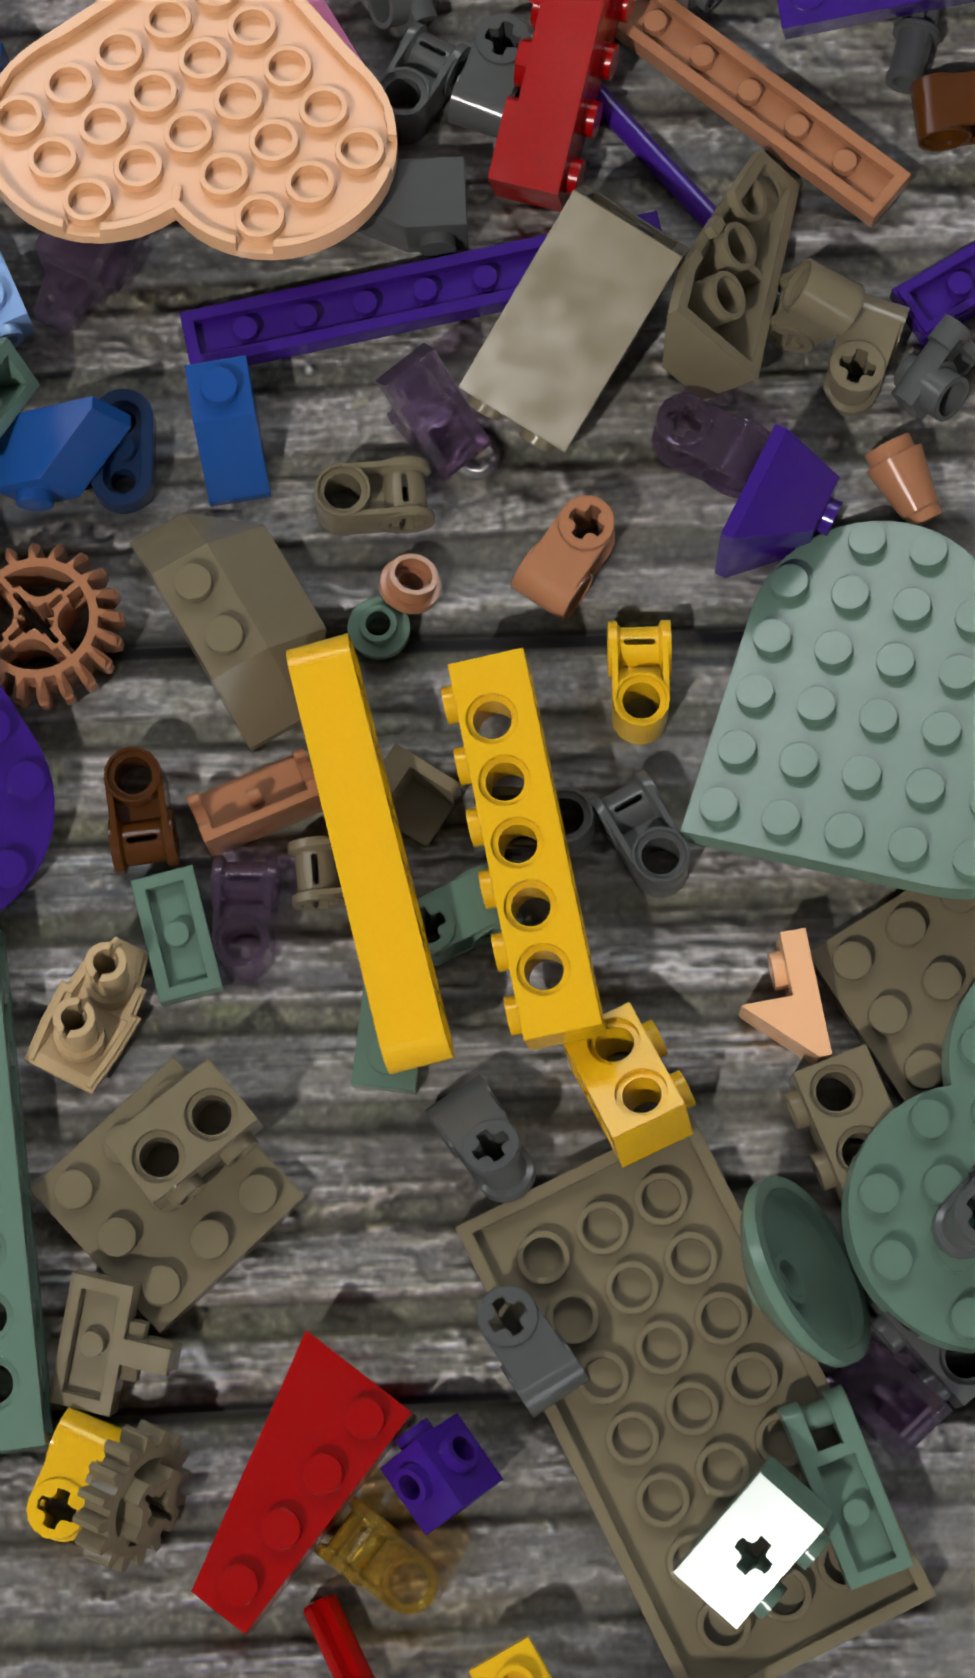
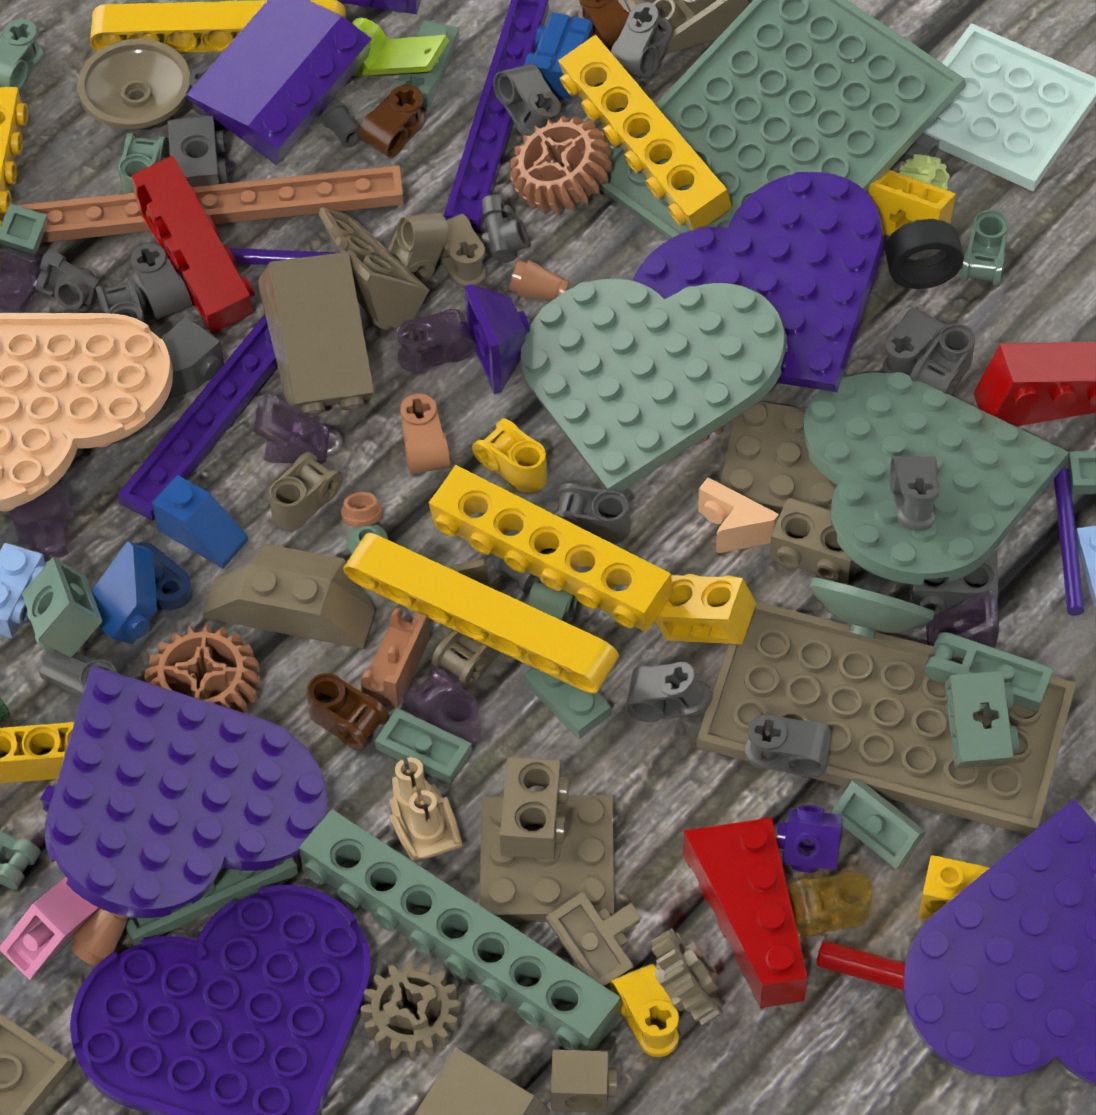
camera: 50 degrees left, 20 degrees down
(536, 1526) = (878, 823): none -> sand green plate

